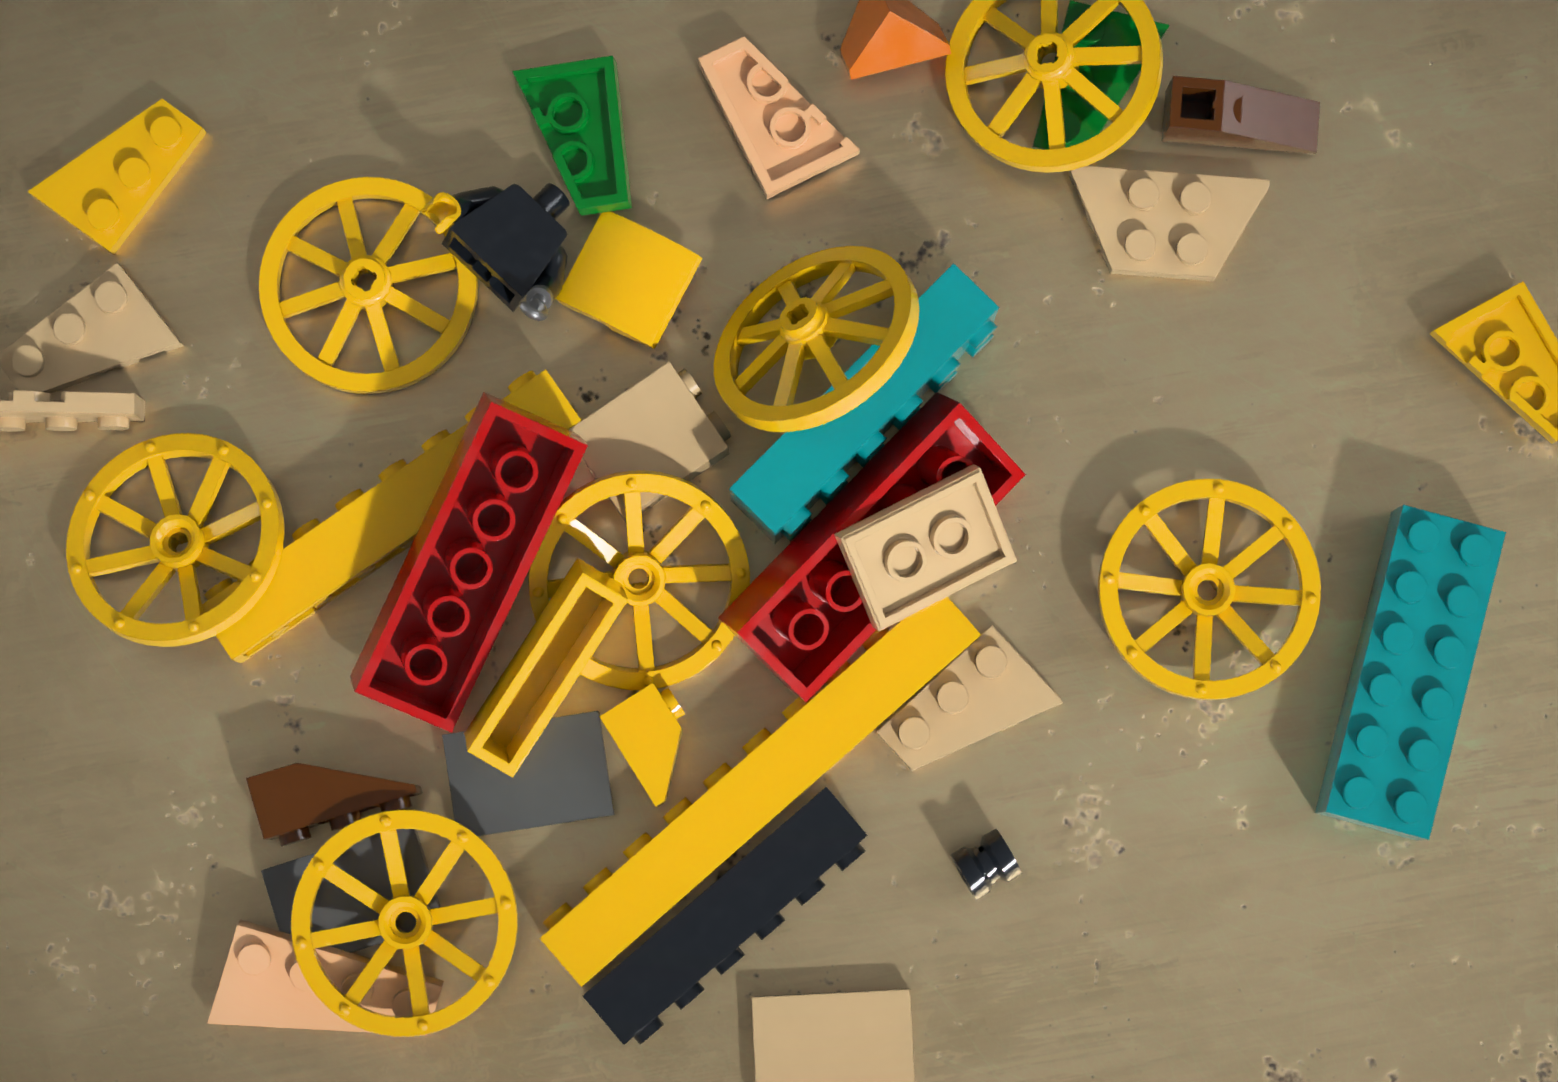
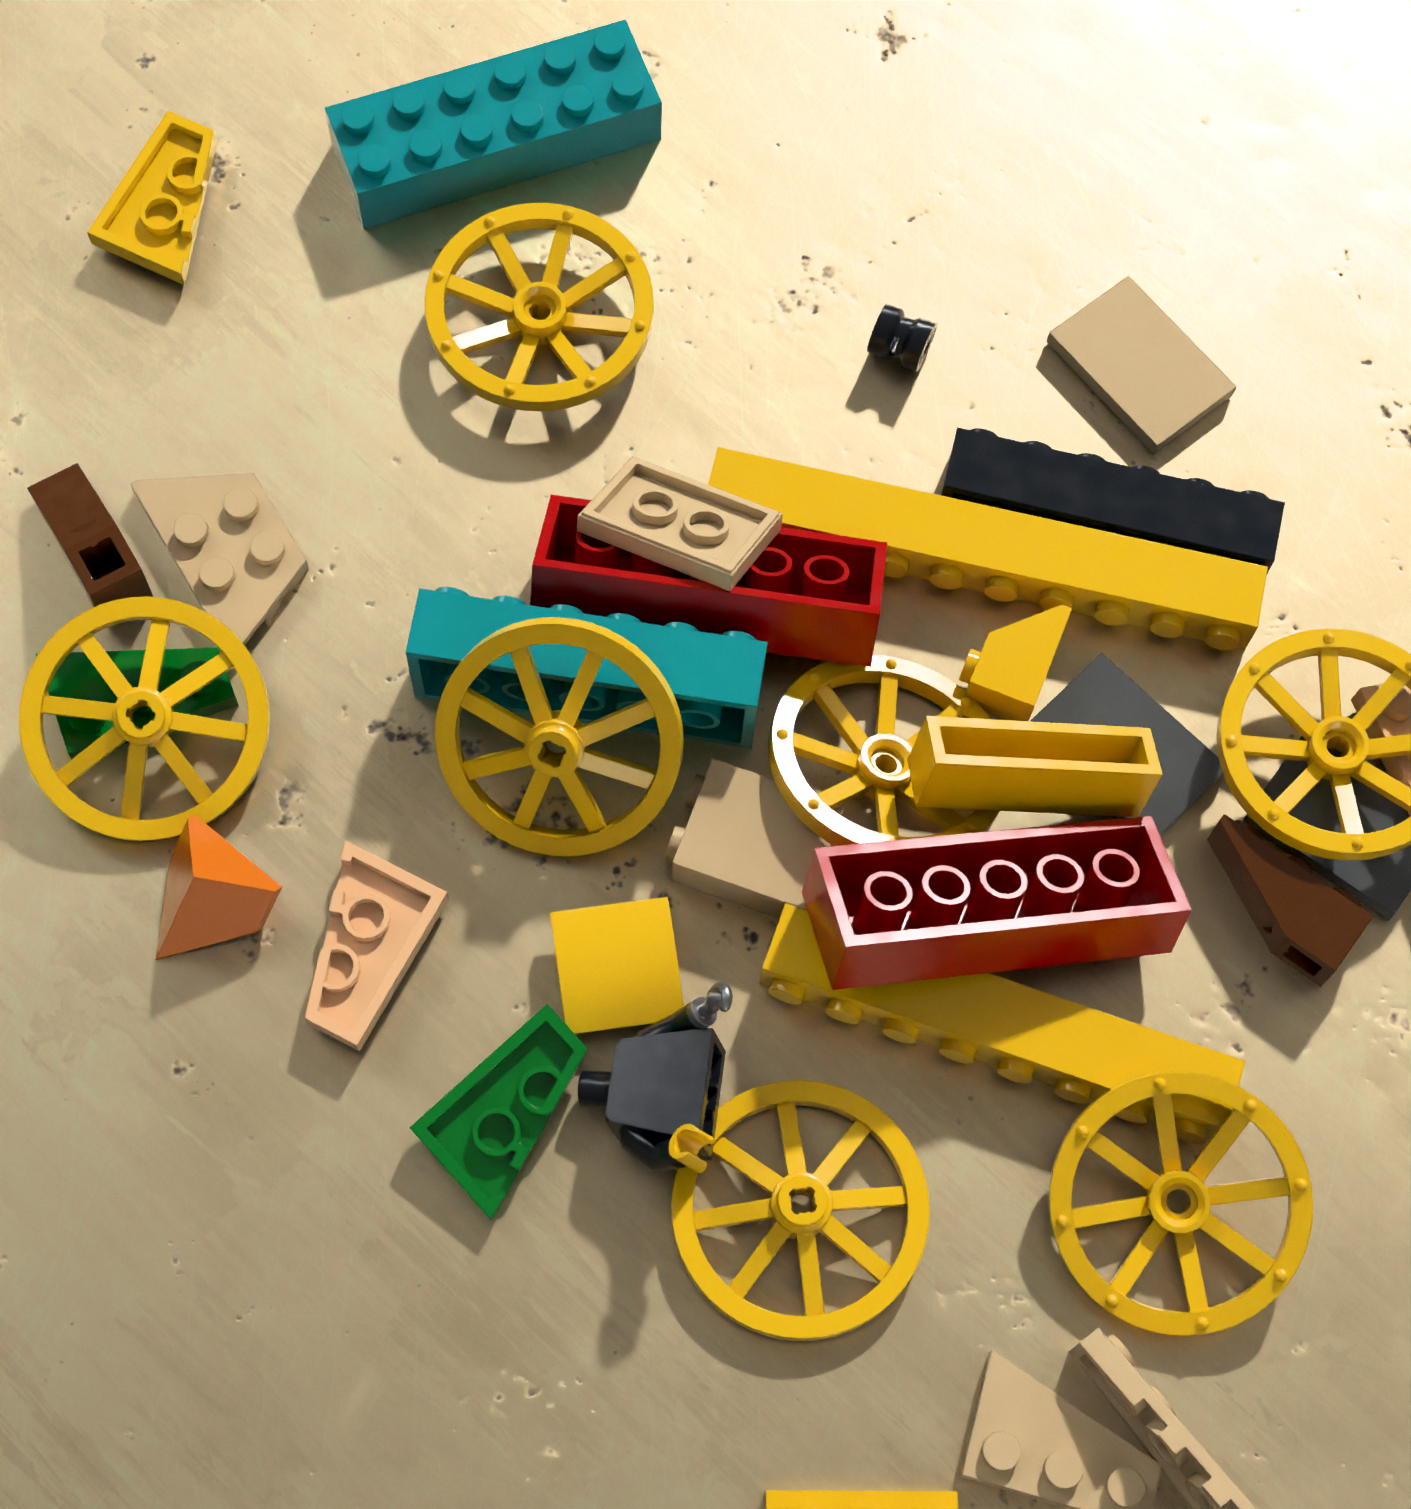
camera: 130 degrees left, 15 degrees down
(968, 701) = (770, 426): tan wing -> none

